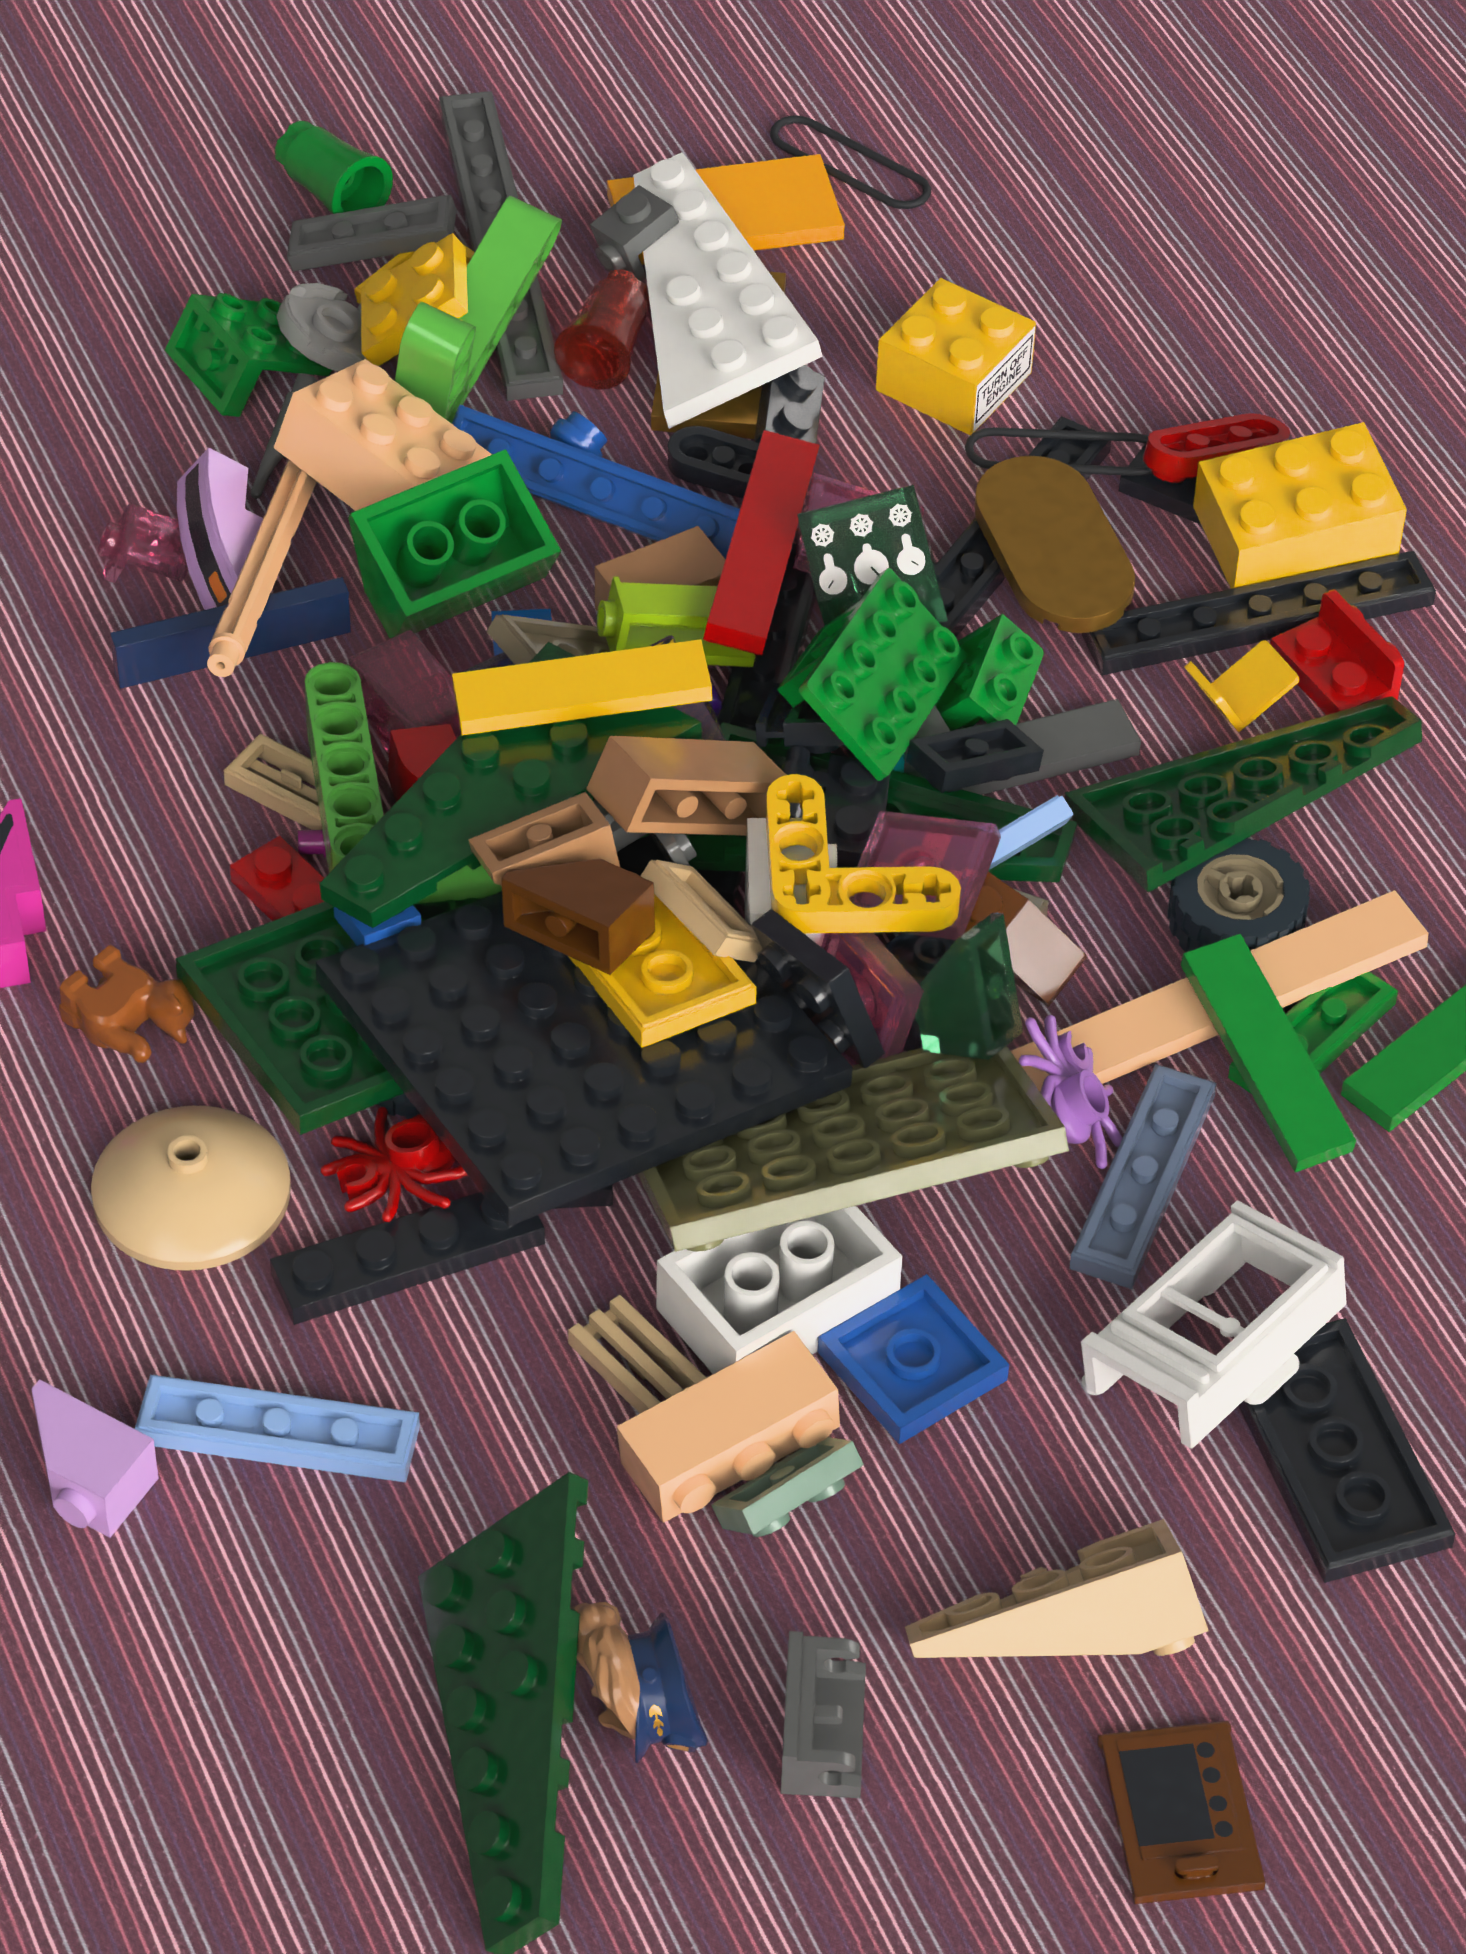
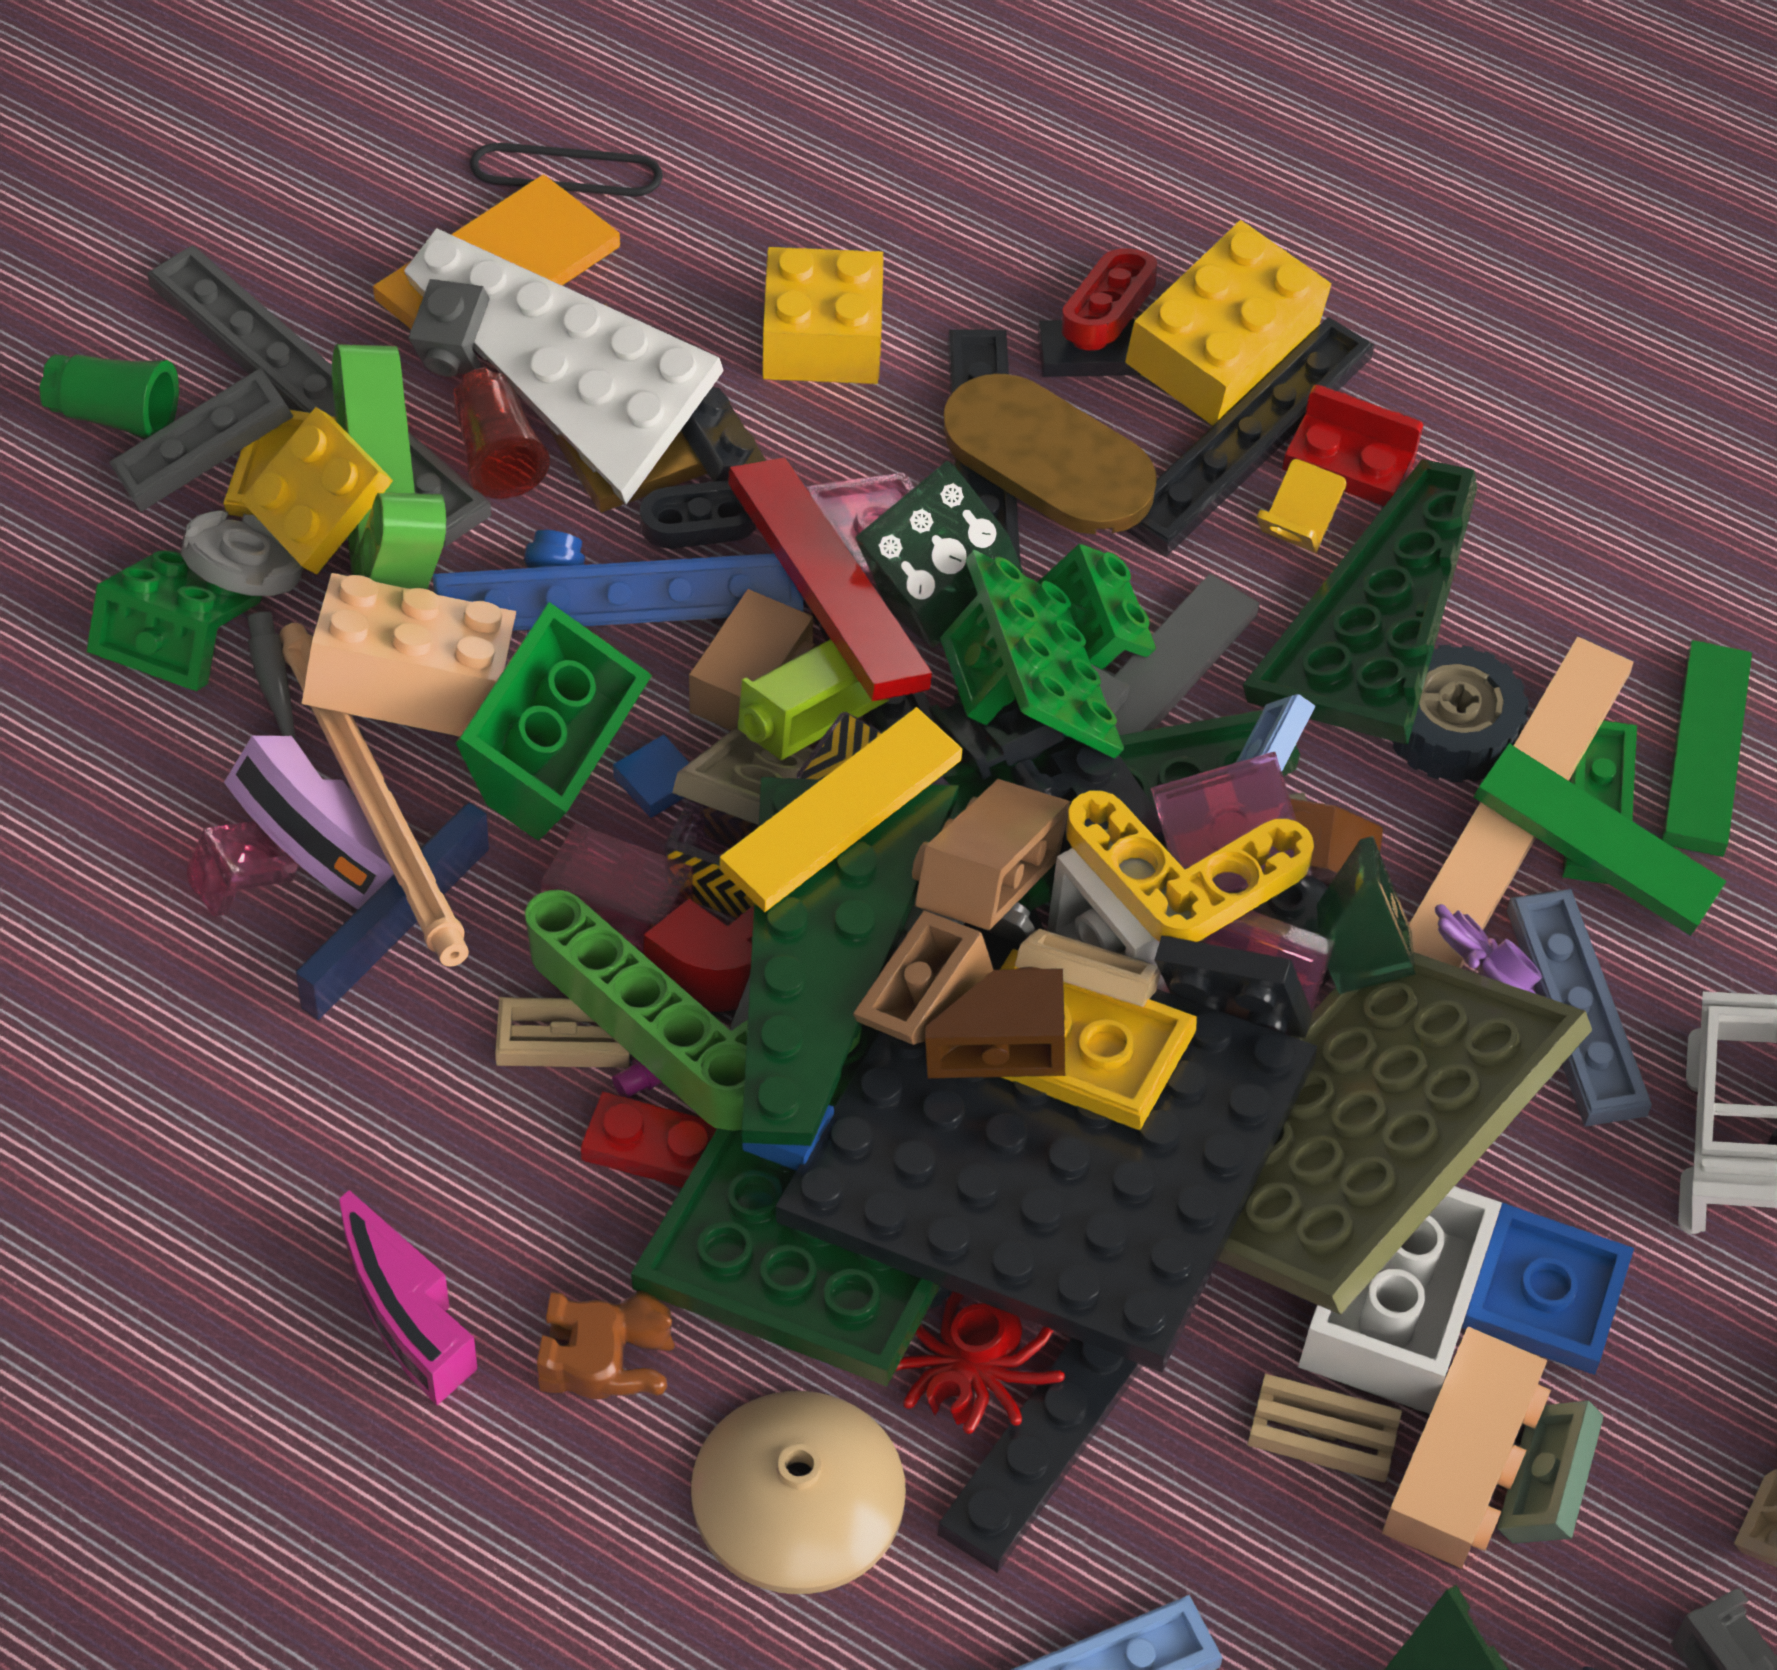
camera: 35 degrees left, 5 degrees up
(974, 755) = (1159, 690): black plate -> none
(1061, 434) = (925, 406): black piece -> none

